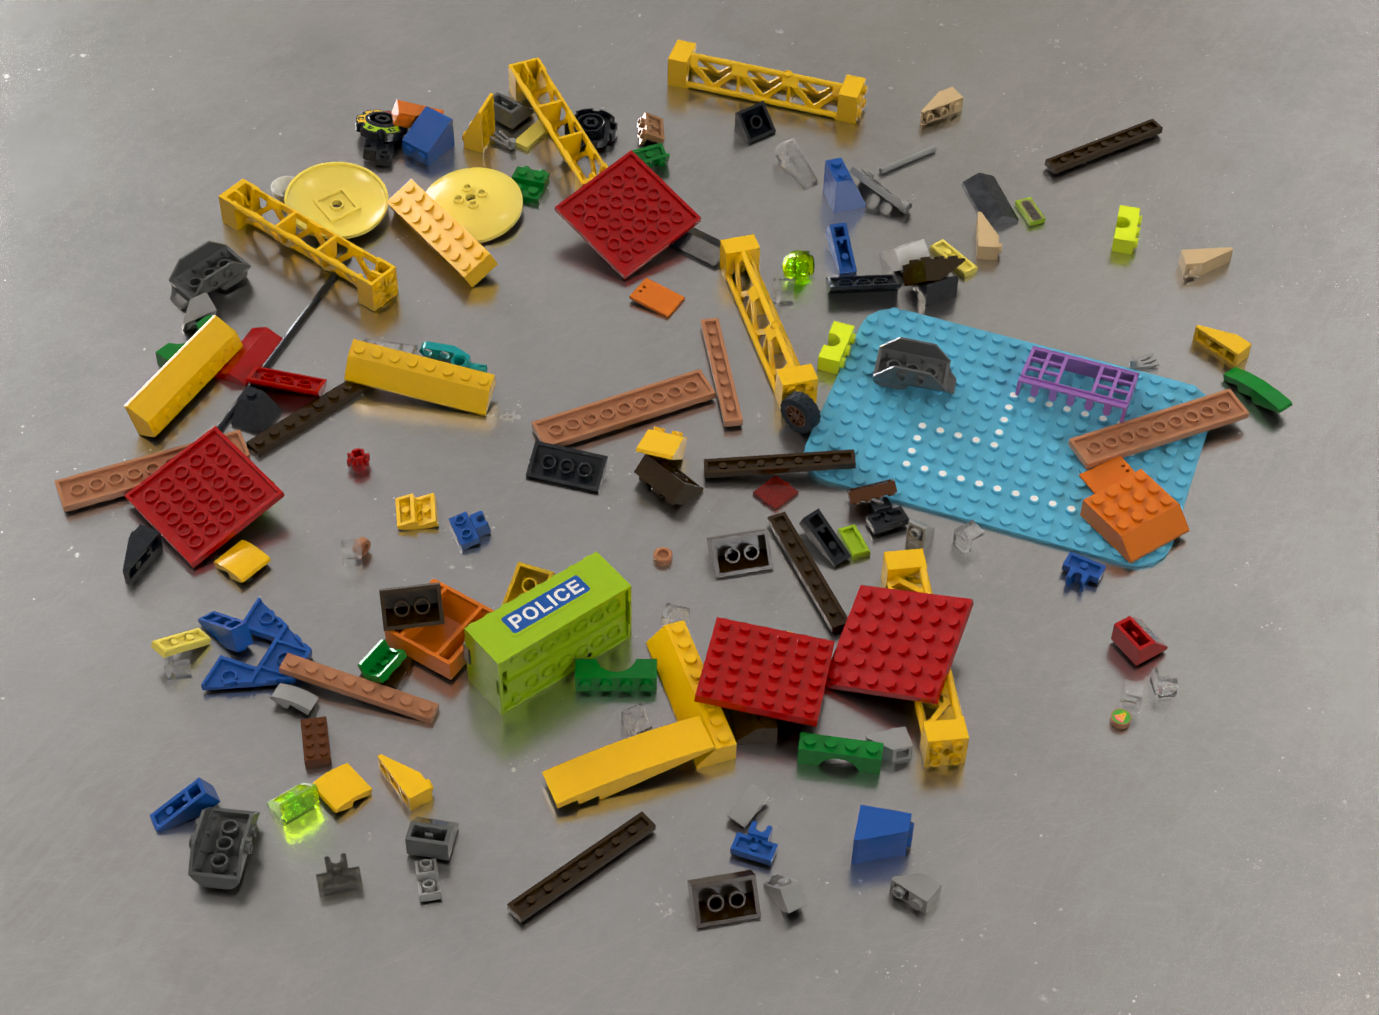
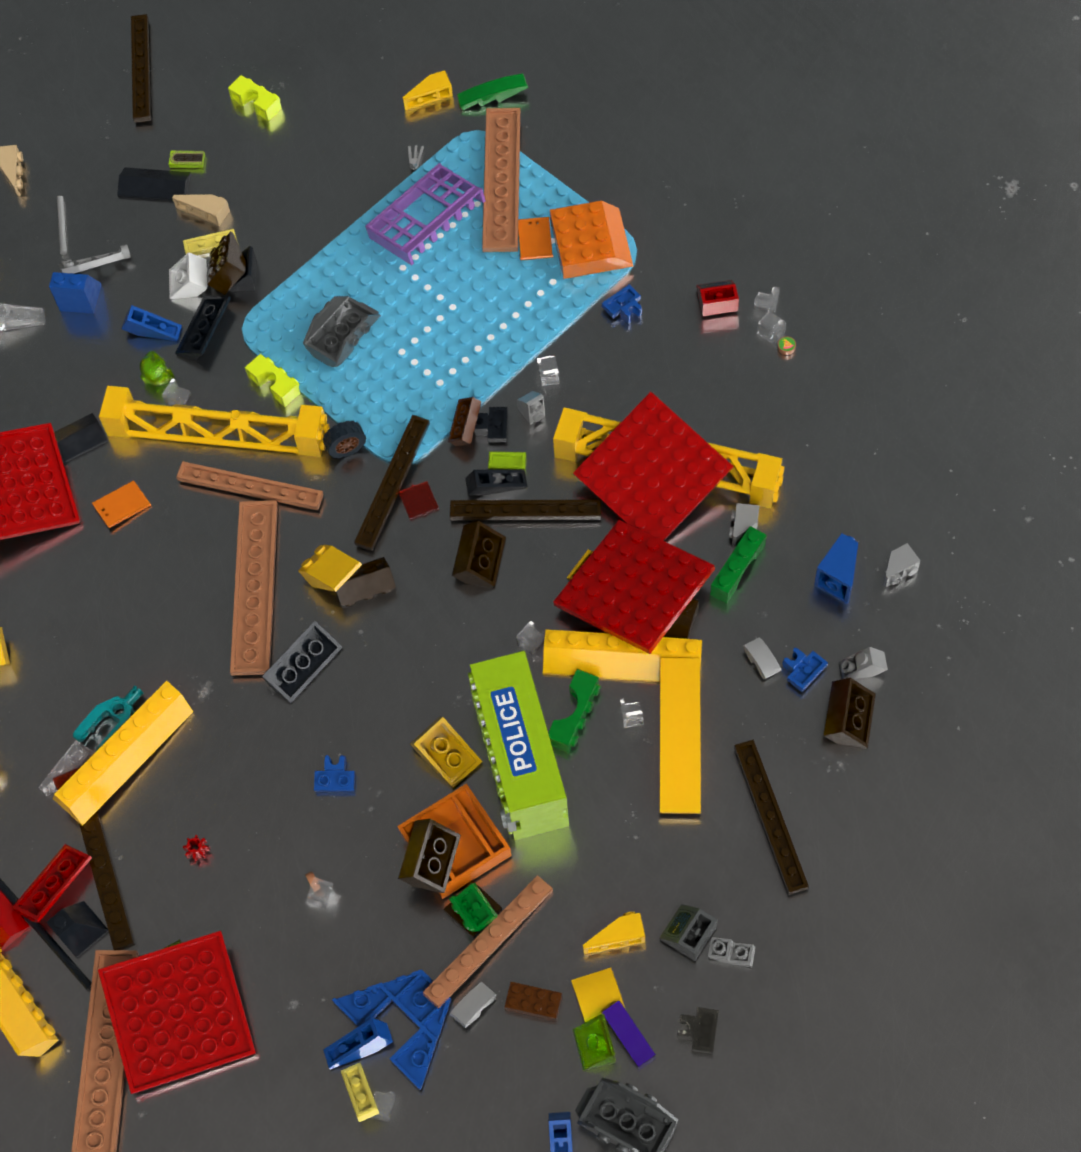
camera: 60 degrees left, 15 degrees up
(140, 549) = (208, 1098): black slope -> none
(242, 561) = (273, 1002): yellow slope -> none
(311, 821) = (628, 1033): none -> dark purple tile
(417, 512) = (288, 816): yellow slope -> none
(662, 556) = (449, 621): nougat tile -> none
(1201, 261) = (322, 66): tan slope -> none

